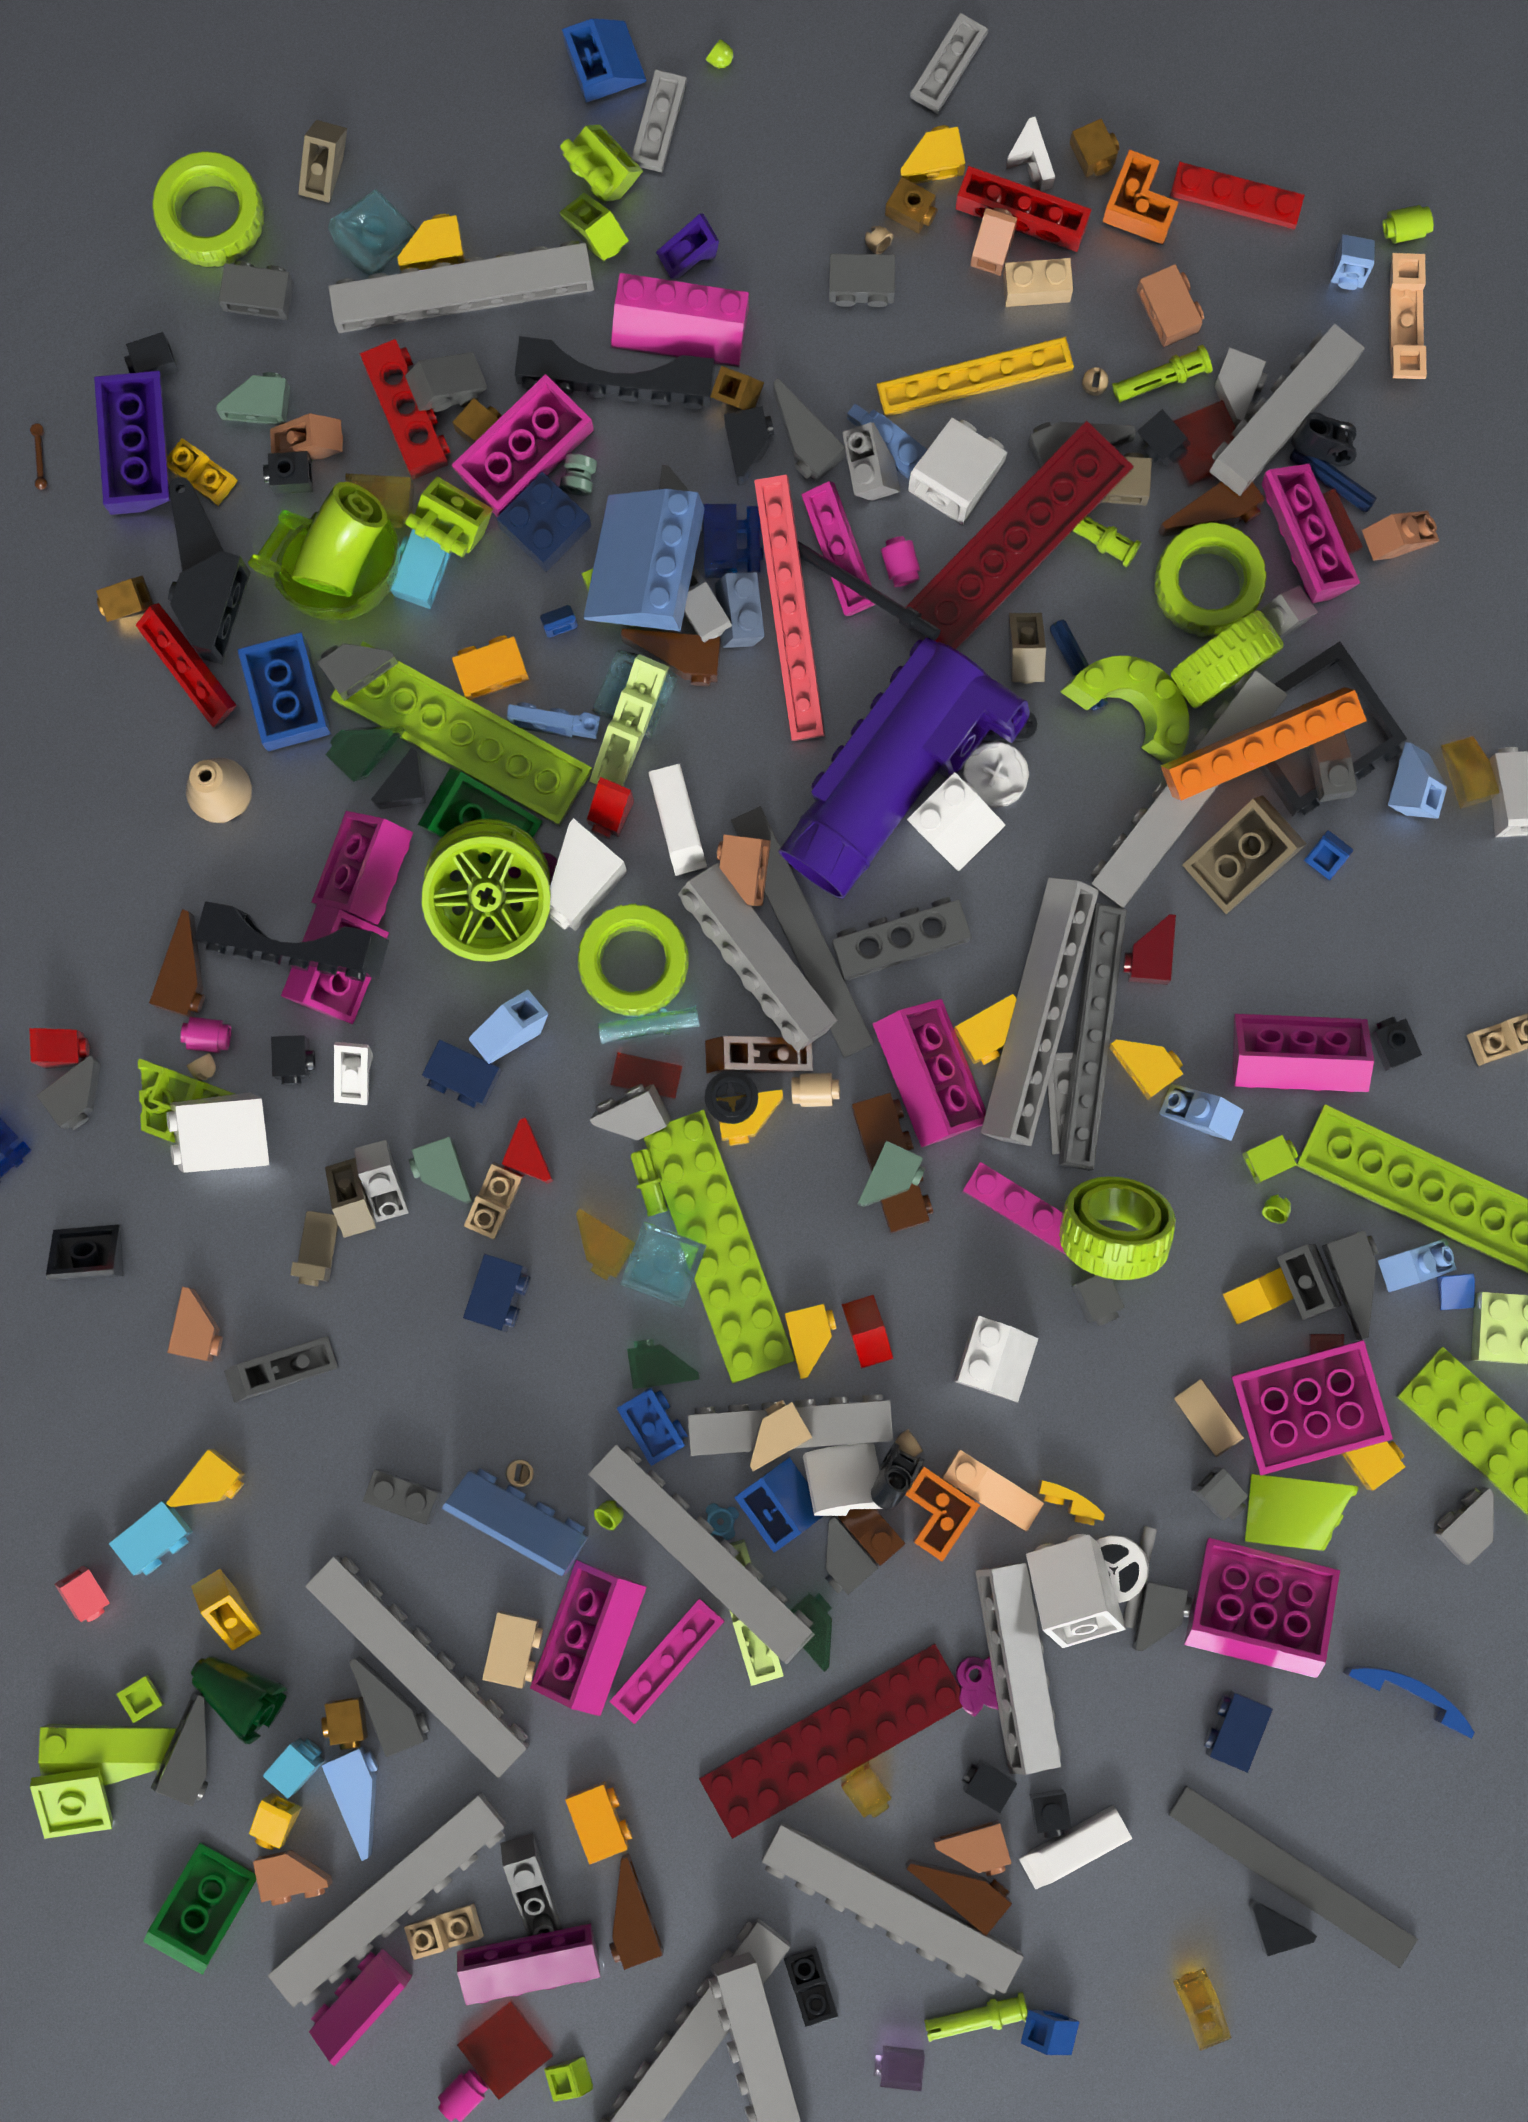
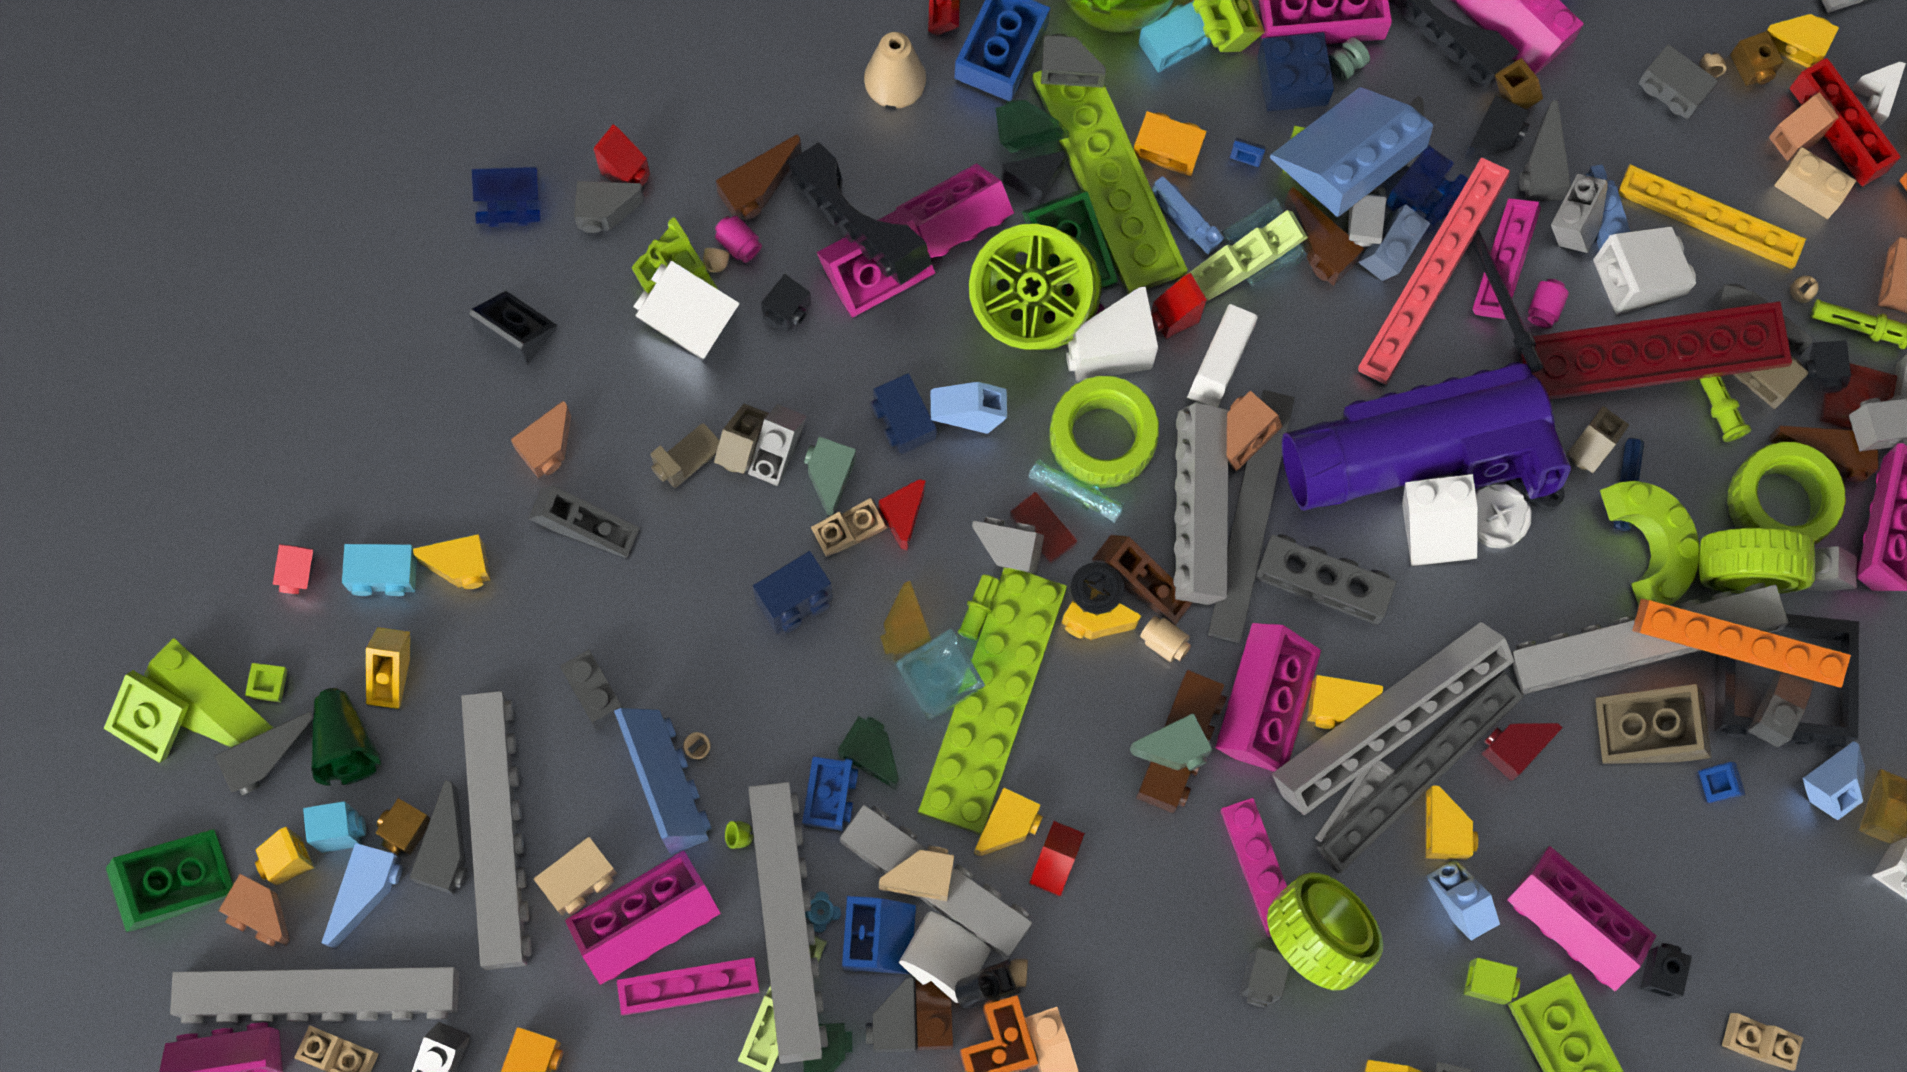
camera: 30 degrees right, 10 degrees down
(352, 1072) = (822, 347): white slope -> none
(996, 1358) = (1143, 958): white slope -> none
(1277, 1209) = (1457, 1027): lime hinge -> none

